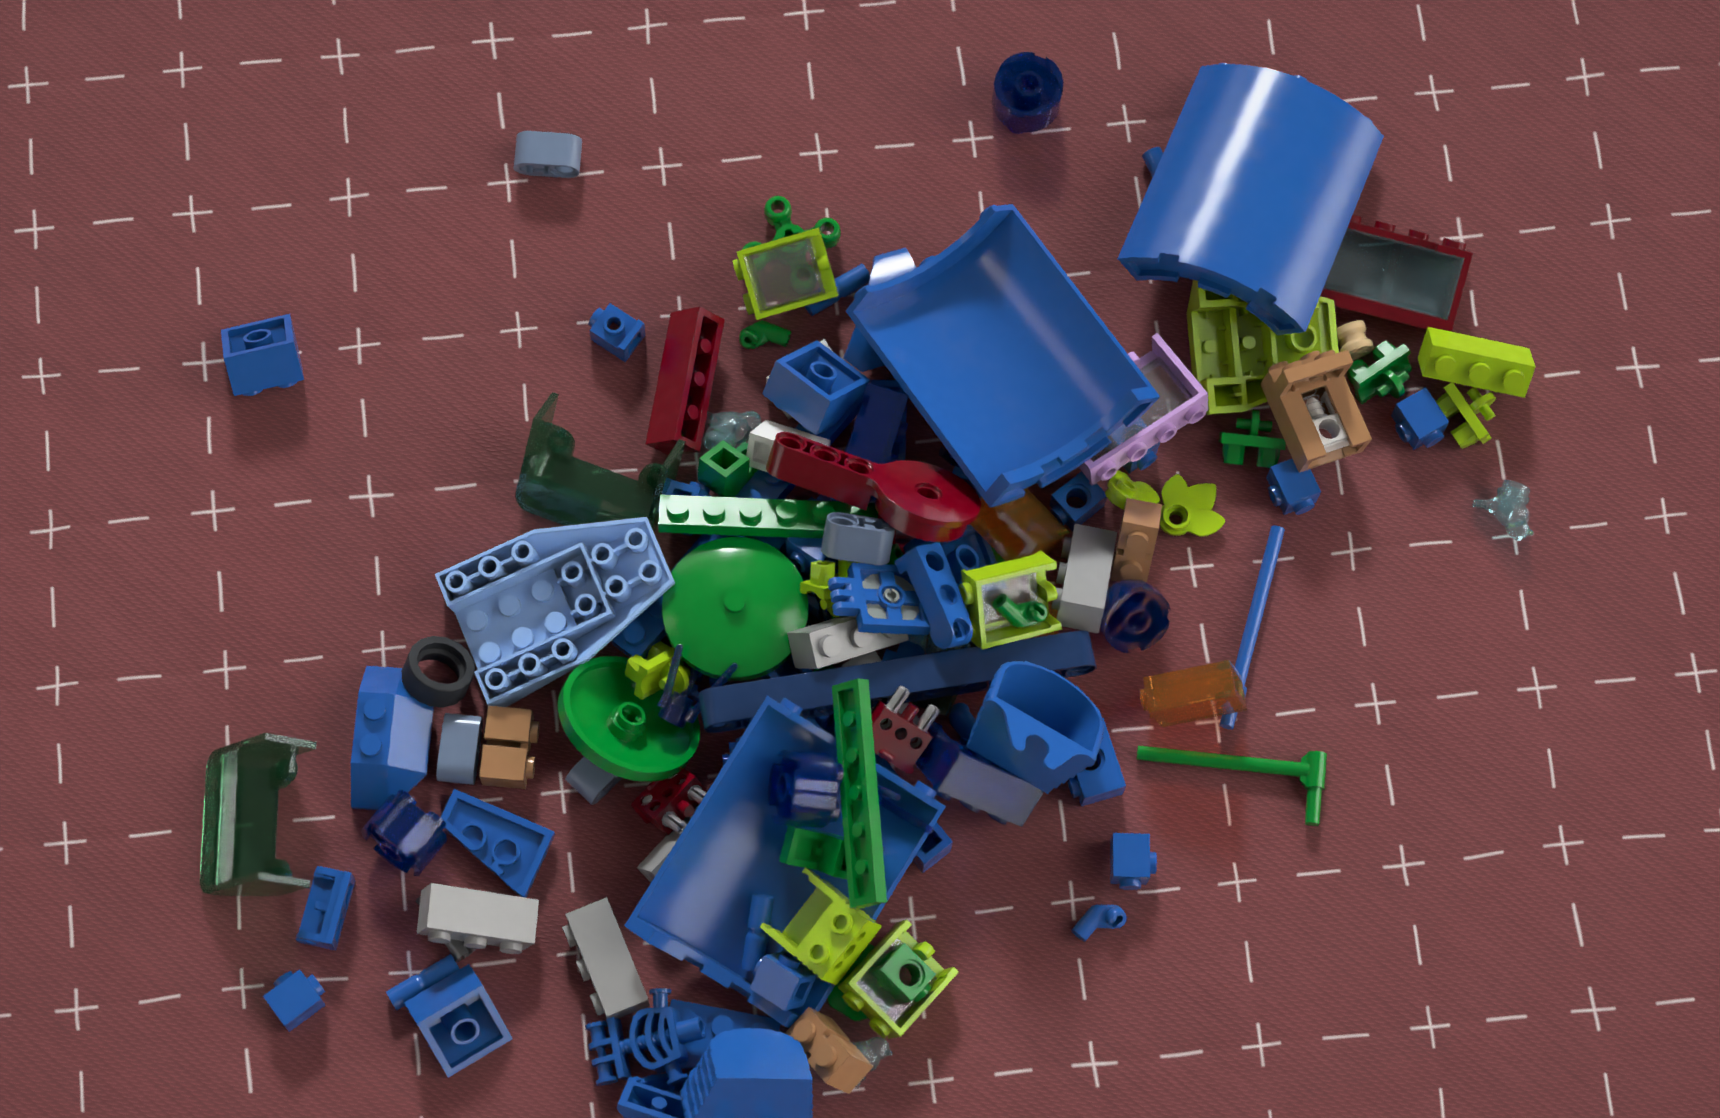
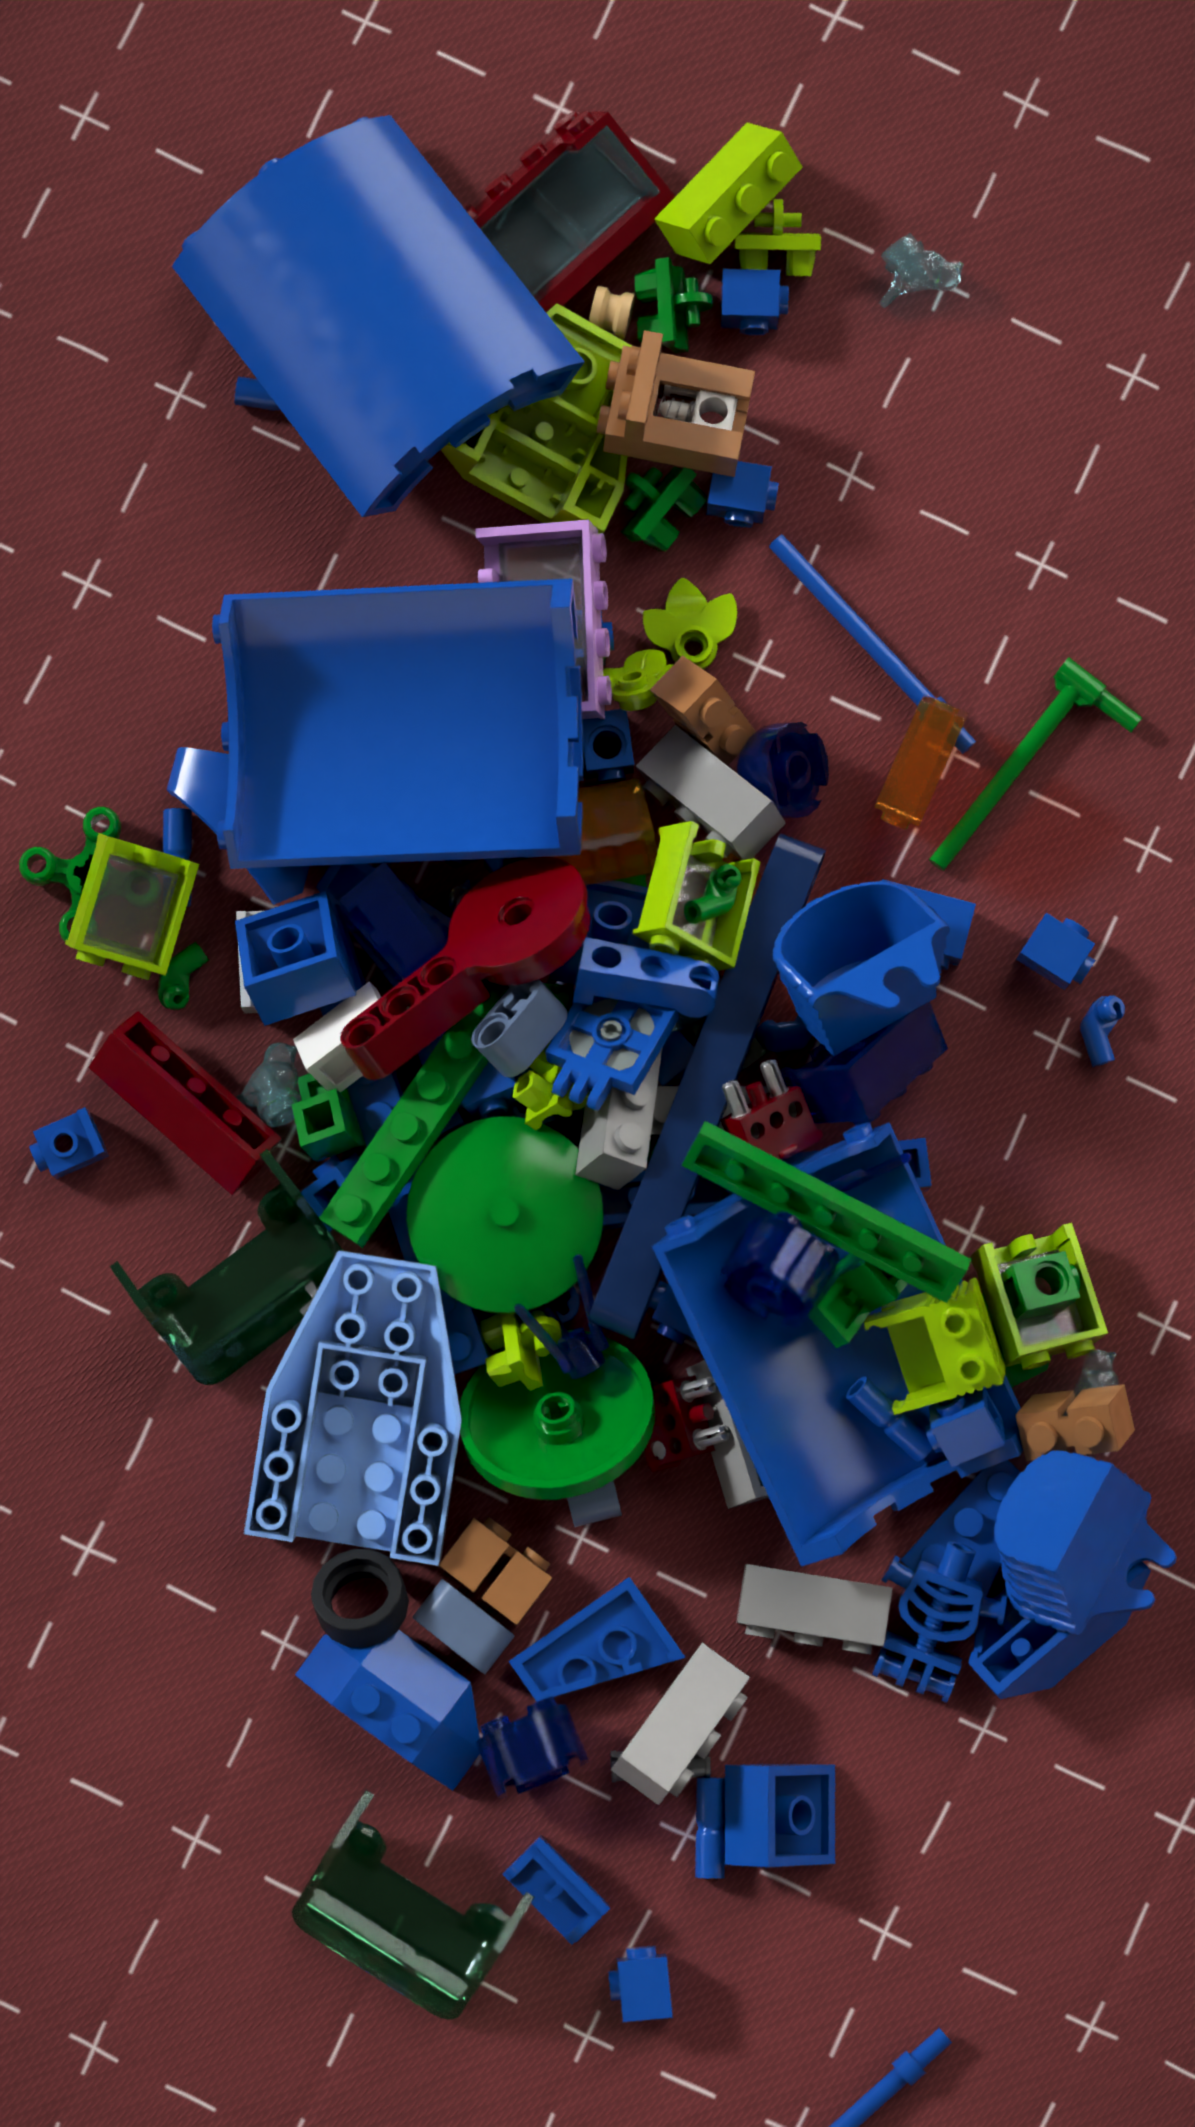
camera: 55 degrees left, 10 degrees up
(1027, 92) = (58, 467): clear blue brick -> none

